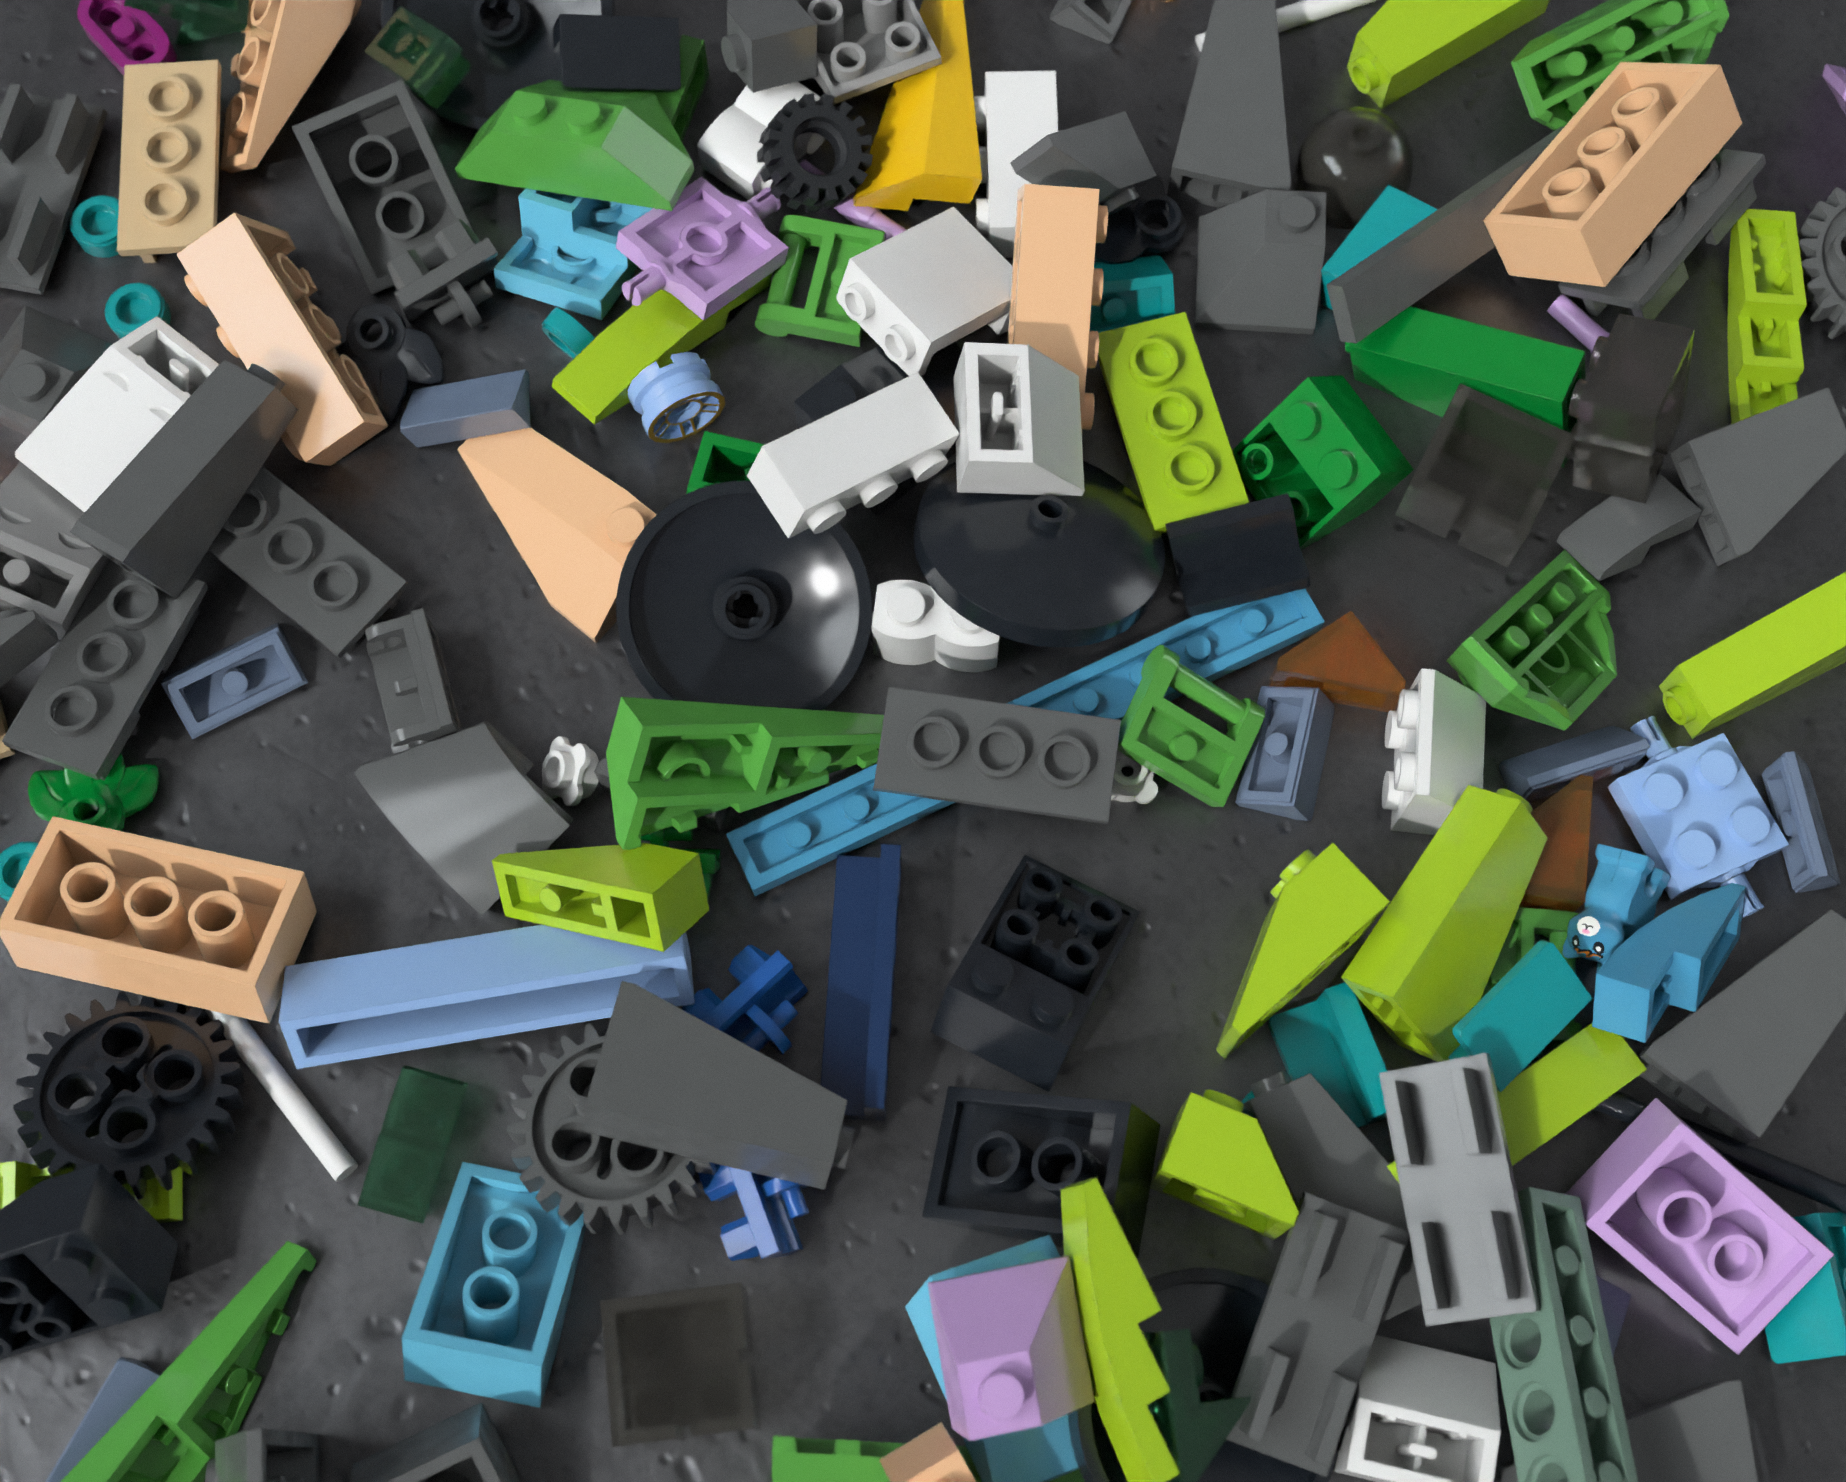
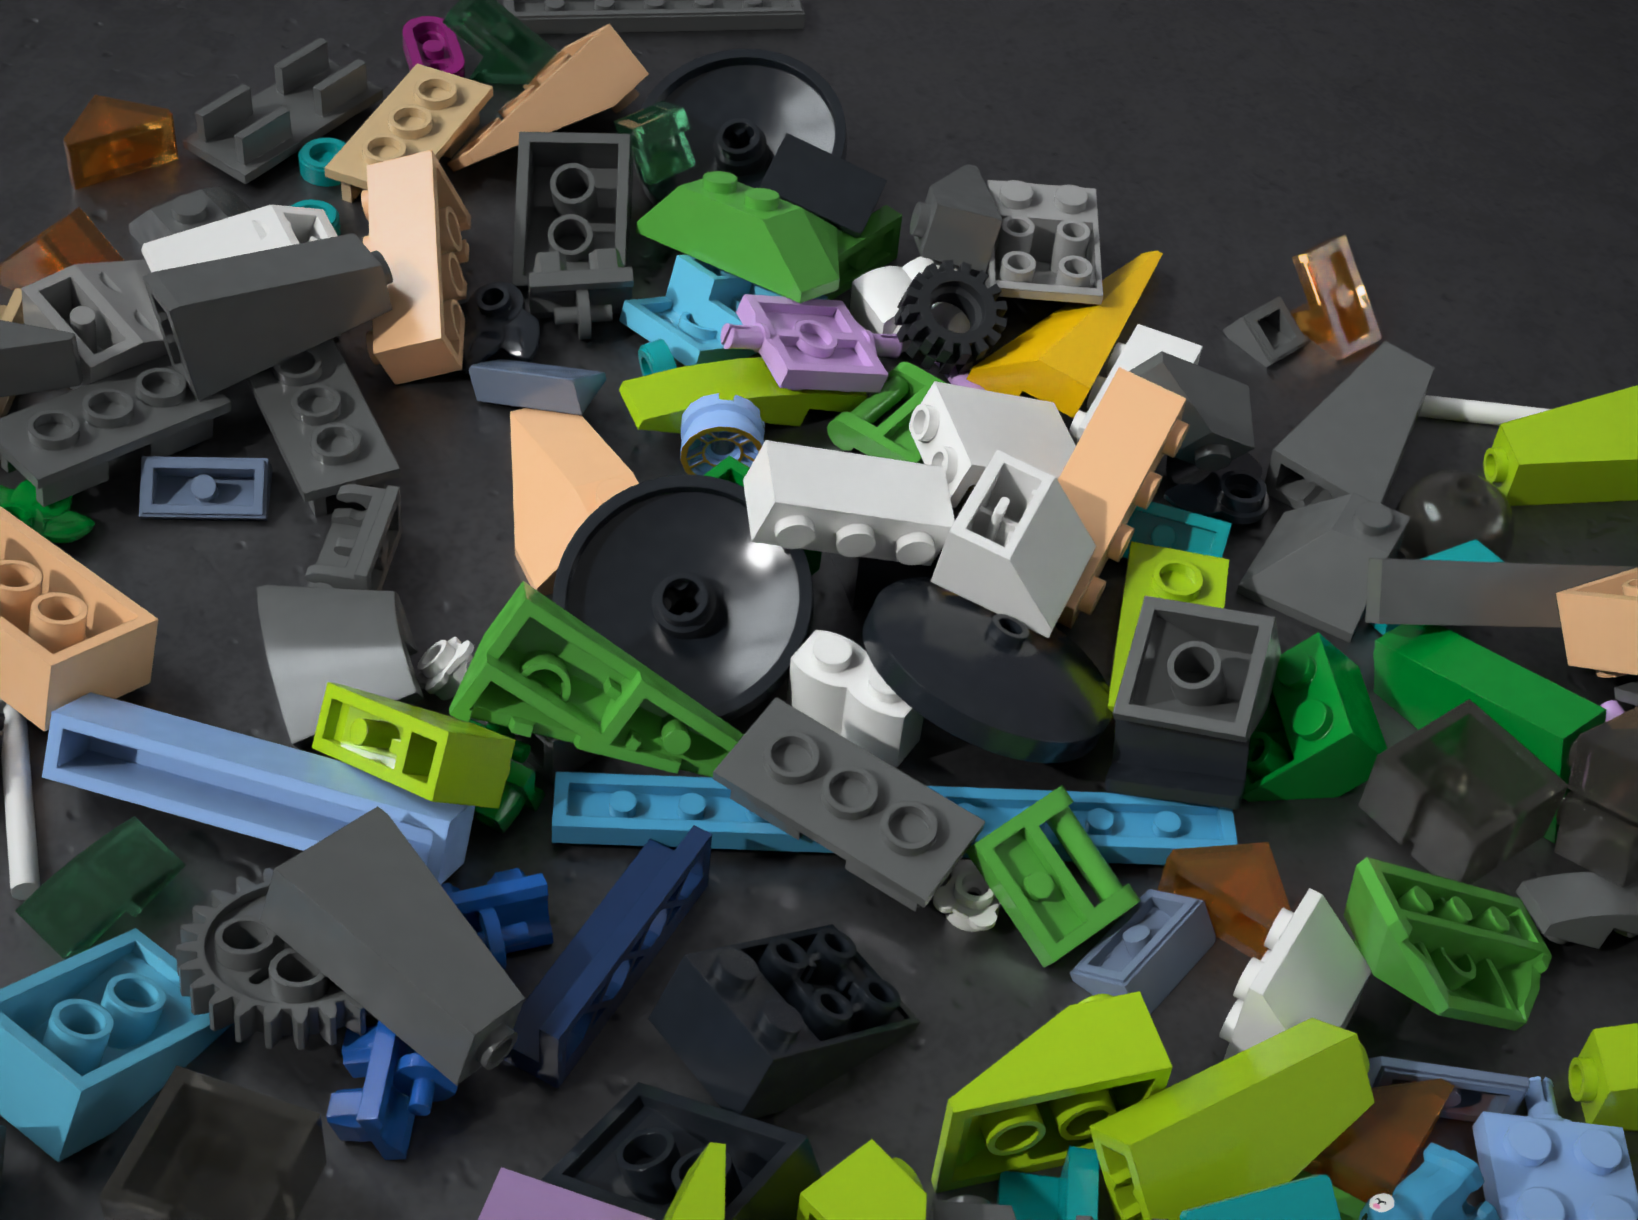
camera: 20 degrees right, 25 degrees down
(1227, 477) = (1199, 669): none -> dark grey slope

